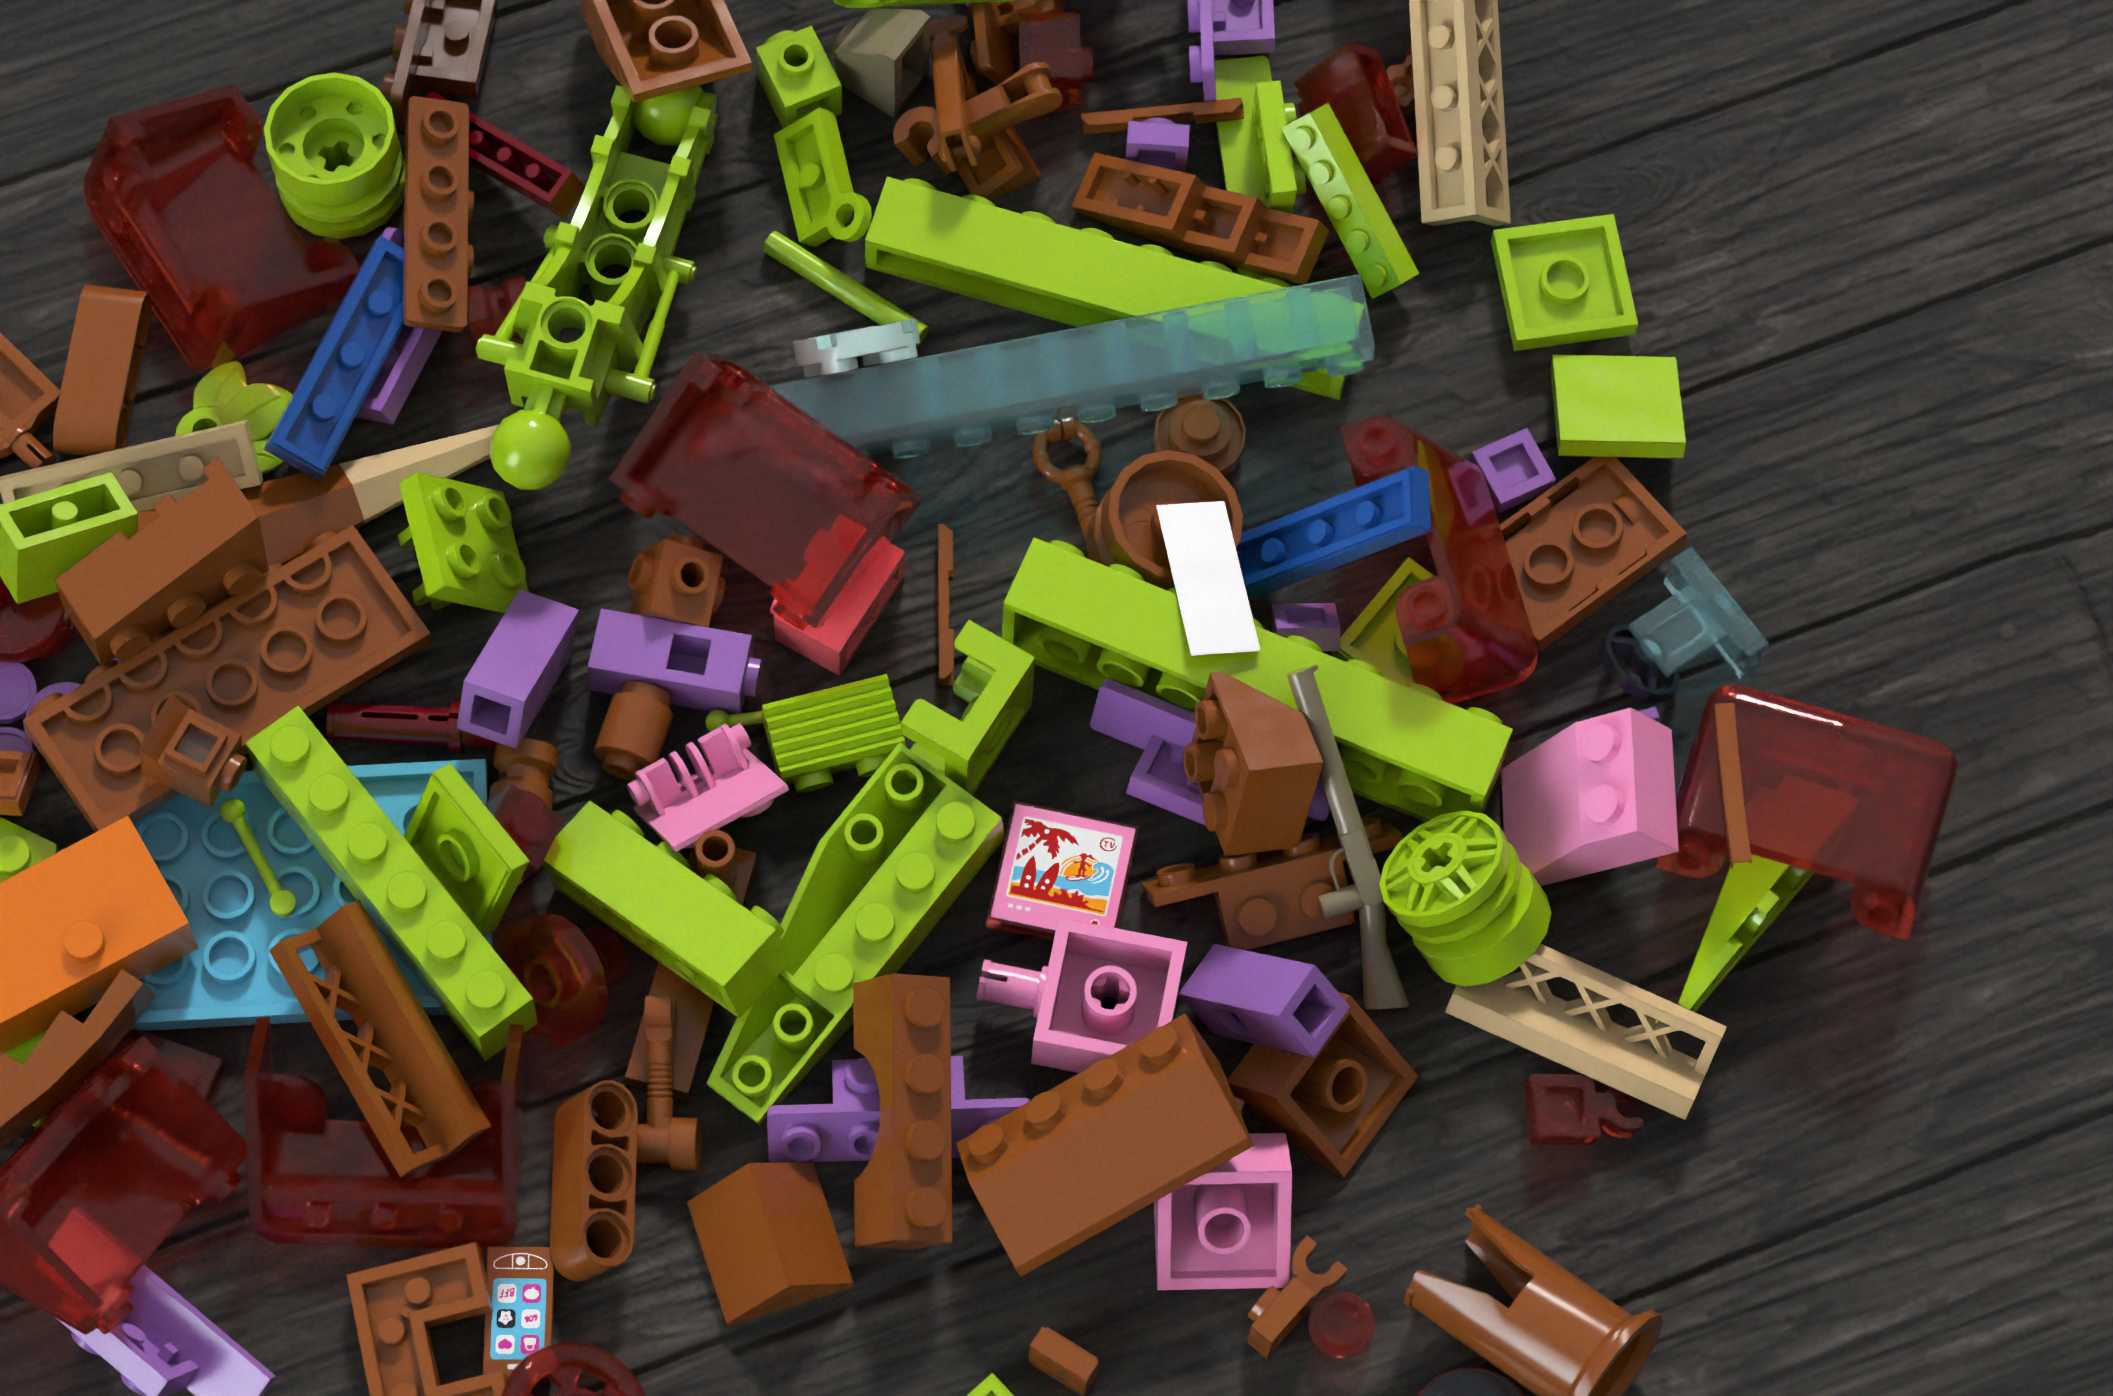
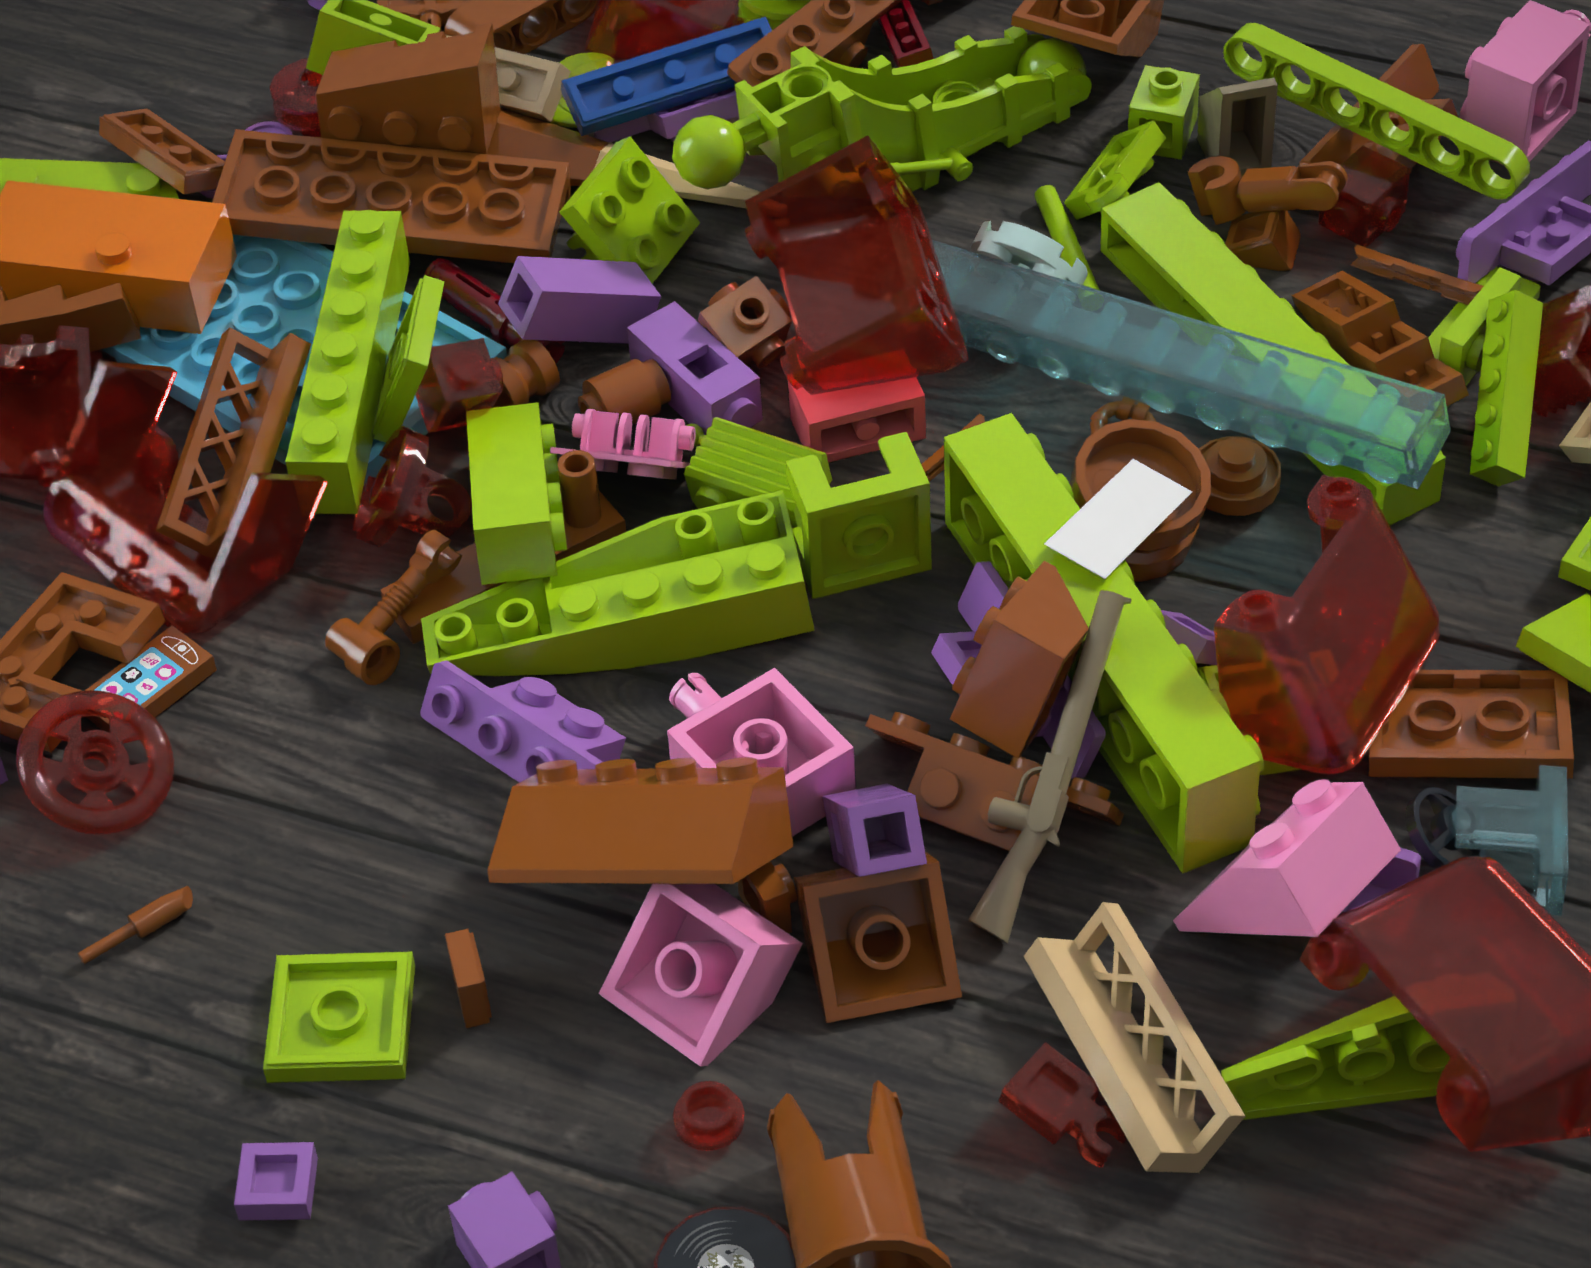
camera: 50 degrees right, 20 degrees down
(192, 753) = (304, 195): dark orange window -> none
(281, 901) = (309, 271): lime hinge -> none
(575, 1203) = (261, 648): dark orange beam -> none
(768, 1240) = (364, 757): dark orange slope -> none
(907, 1184) = (525, 719): dark orange arch -> none
(951, 87) = (1230, 166): dark orange piece -> none
(1060, 868) = (839, 671): tile -> none
(1158, 143) = (1396, 281): medium lavender plate -> none
(1280, 1312) = (667, 1065): dark orange plate -> none
(1335, 531) = (1253, 556): blue tile -> none
(1465, 898) = (1109, 868): lime wheel -> none
(1513, 470) = (1471, 641): medium lavender plate -> none
(1731, 783) = (1409, 910): dark orange piece -> none

